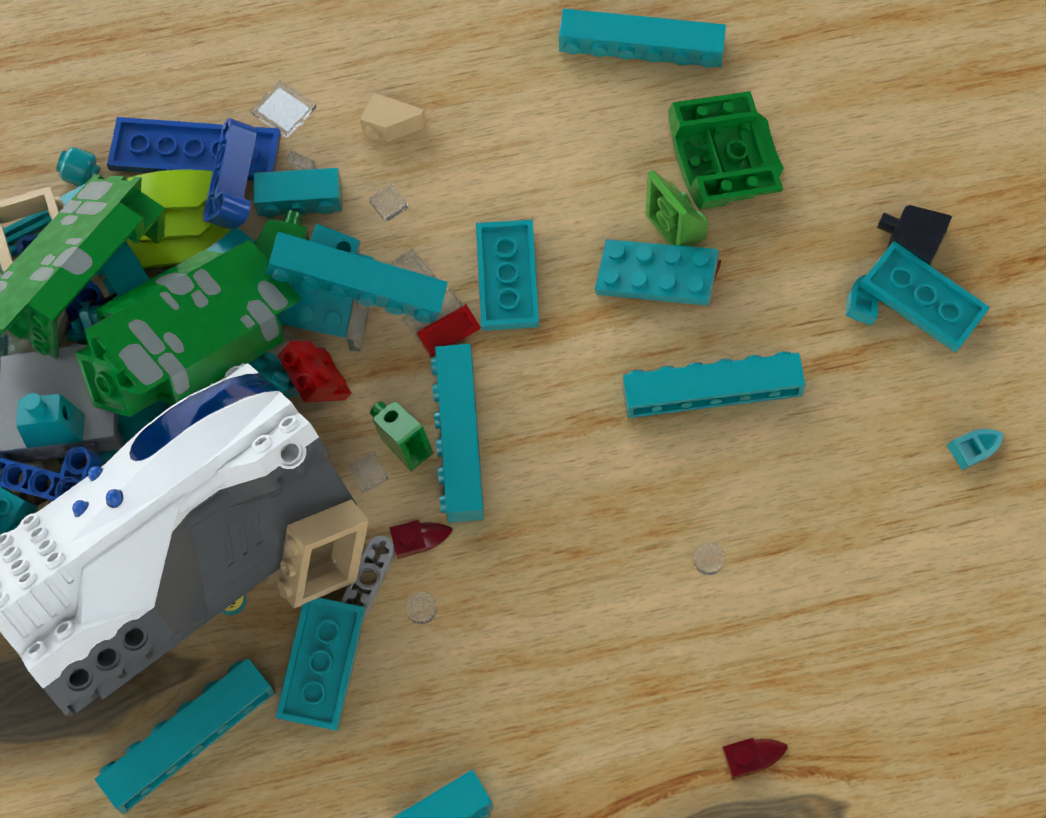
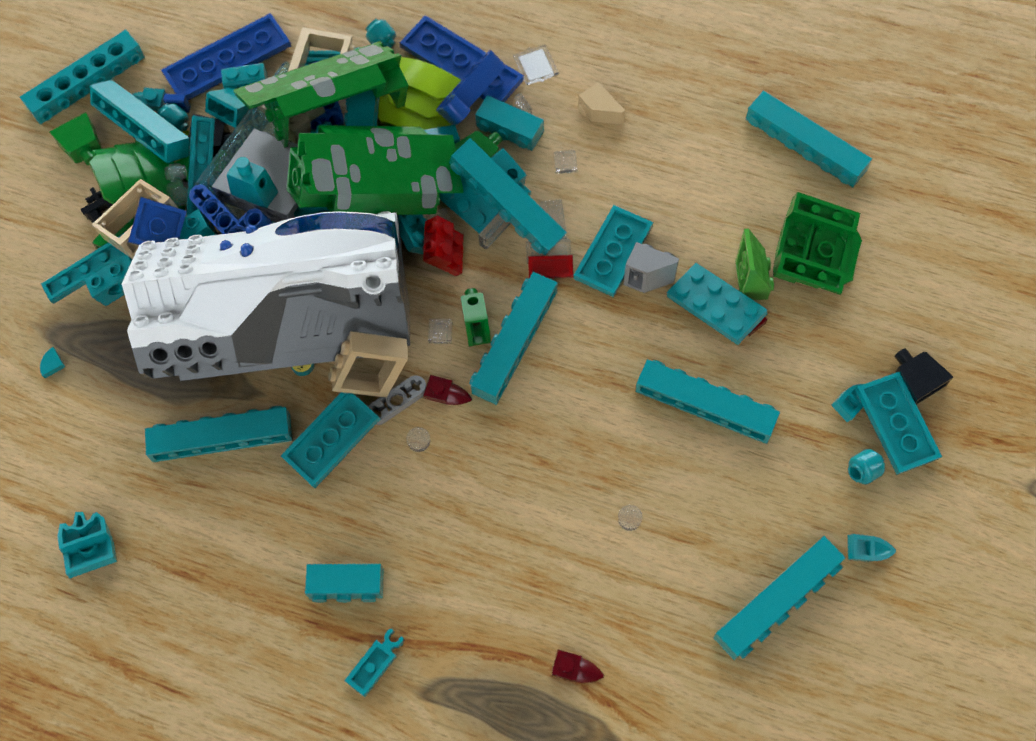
camera: 30 degrees right, 0 degrees up
(563, 272) = (649, 268): none -> light grey slope
(918, 553) = (778, 598): none -> teal brick
(921, 361) = (866, 466): none -> teal head

